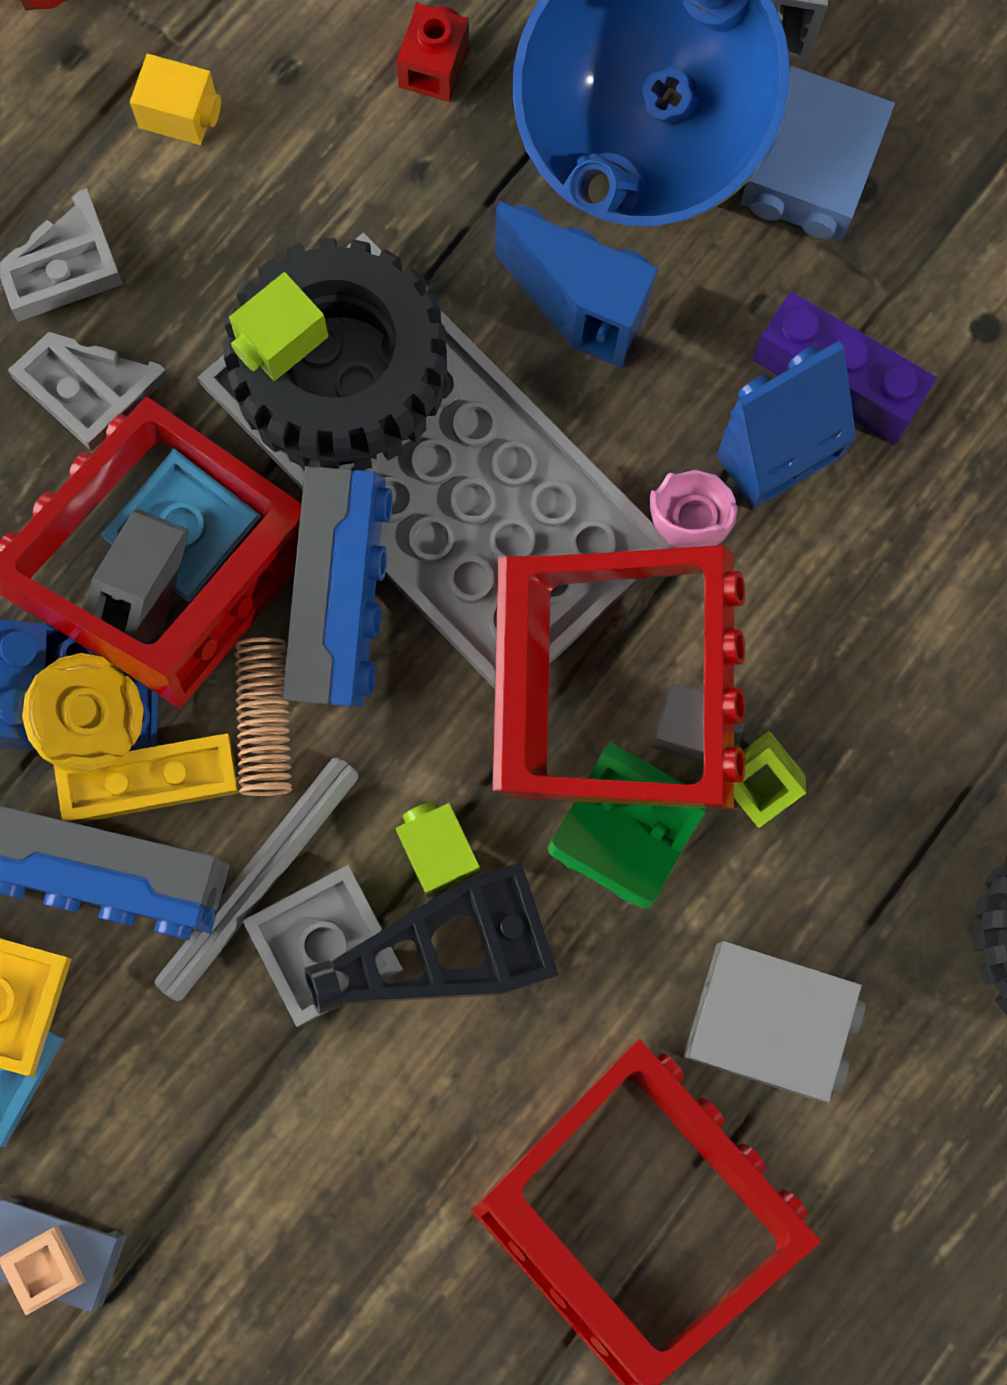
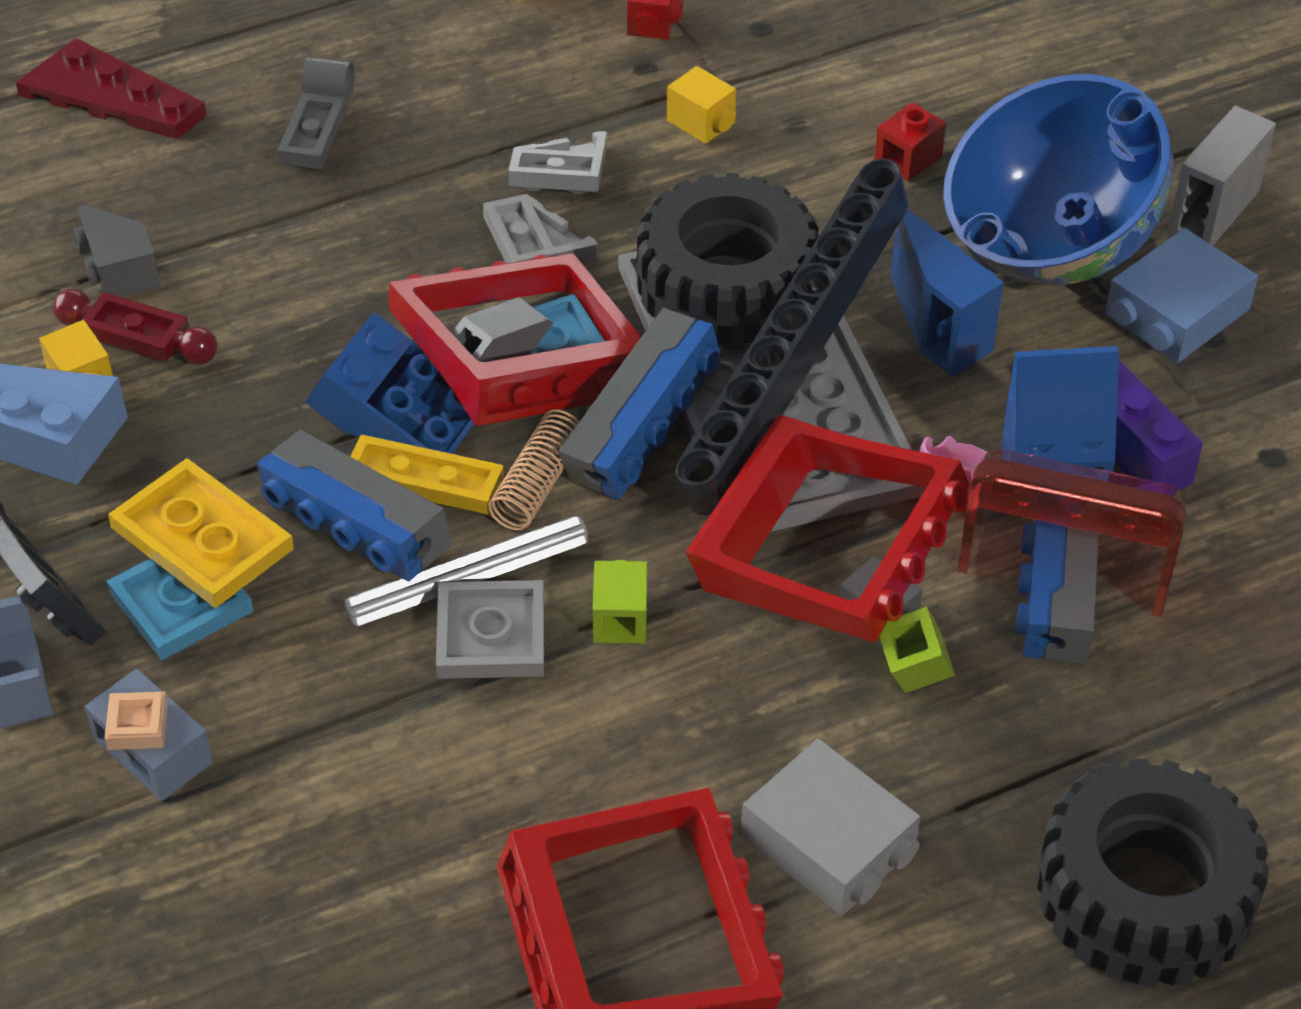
camera: 30 degrees right, 30 degrees down
(82, 713) = (403, 399): yellow tile -> none
(277, 328) = (689, 198): lime brick -> none
(454, 409) = (793, 334): none -> black beam
(508, 932) = (645, 673): black plate -> none
(625, 844) = (785, 648): green bracket -> none
(849, 584) = (1058, 590): none -> piece
(860, 541) = (1077, 499): none -> clear red windscreen

